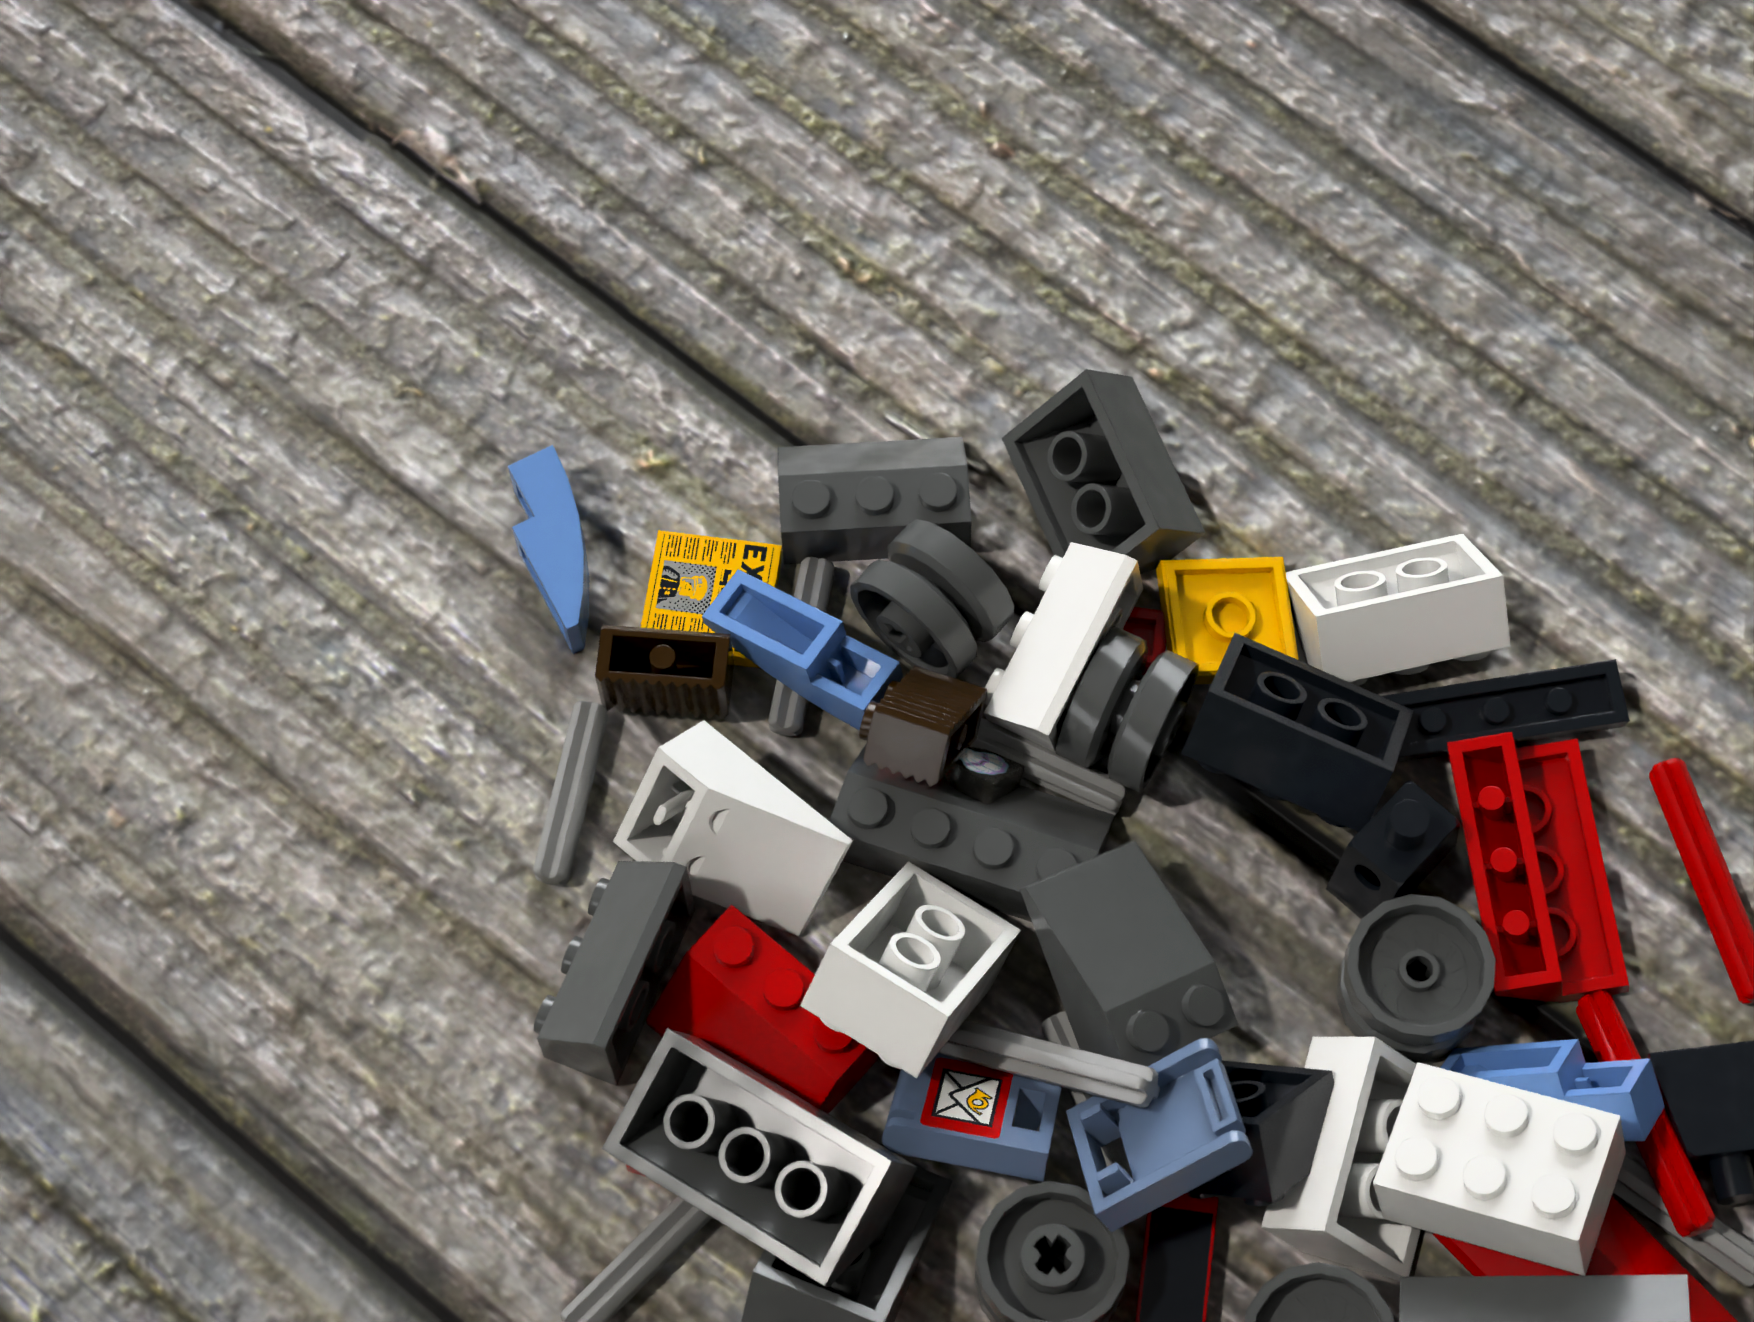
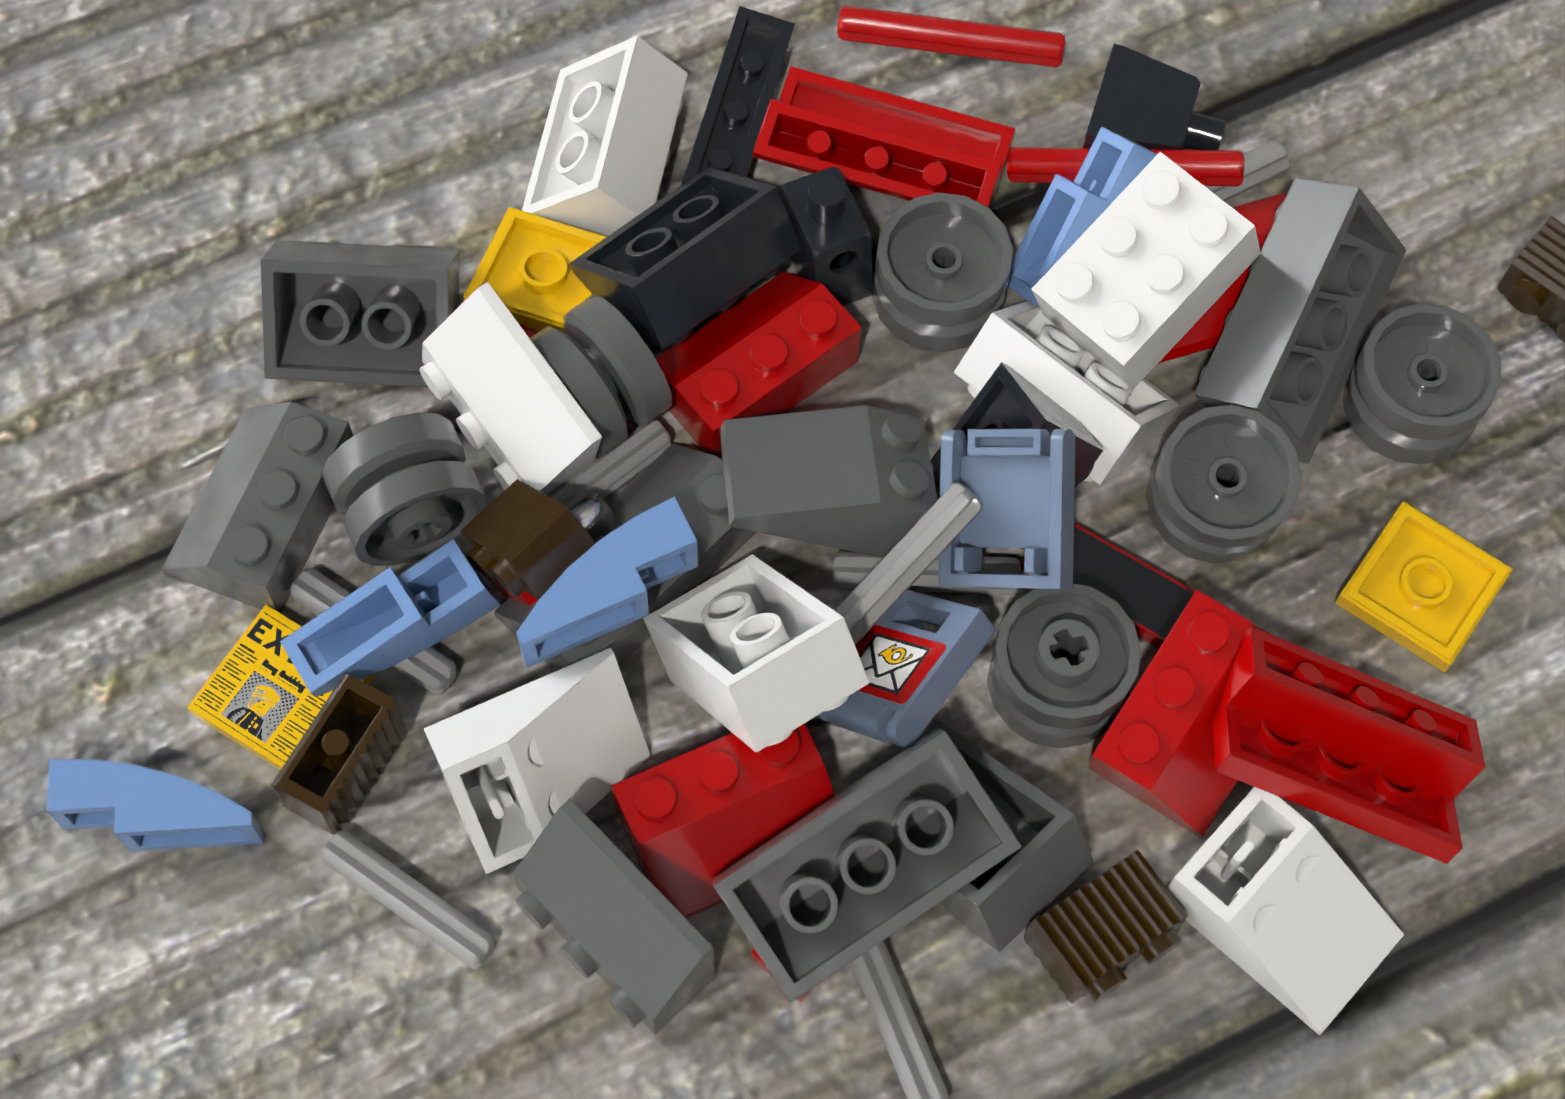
camera: 70 degrees left, 0 degrees up
(908, 808) = (609, 583): none -> medium blue slope
(1236, 848) = (759, 357): none -> red slope

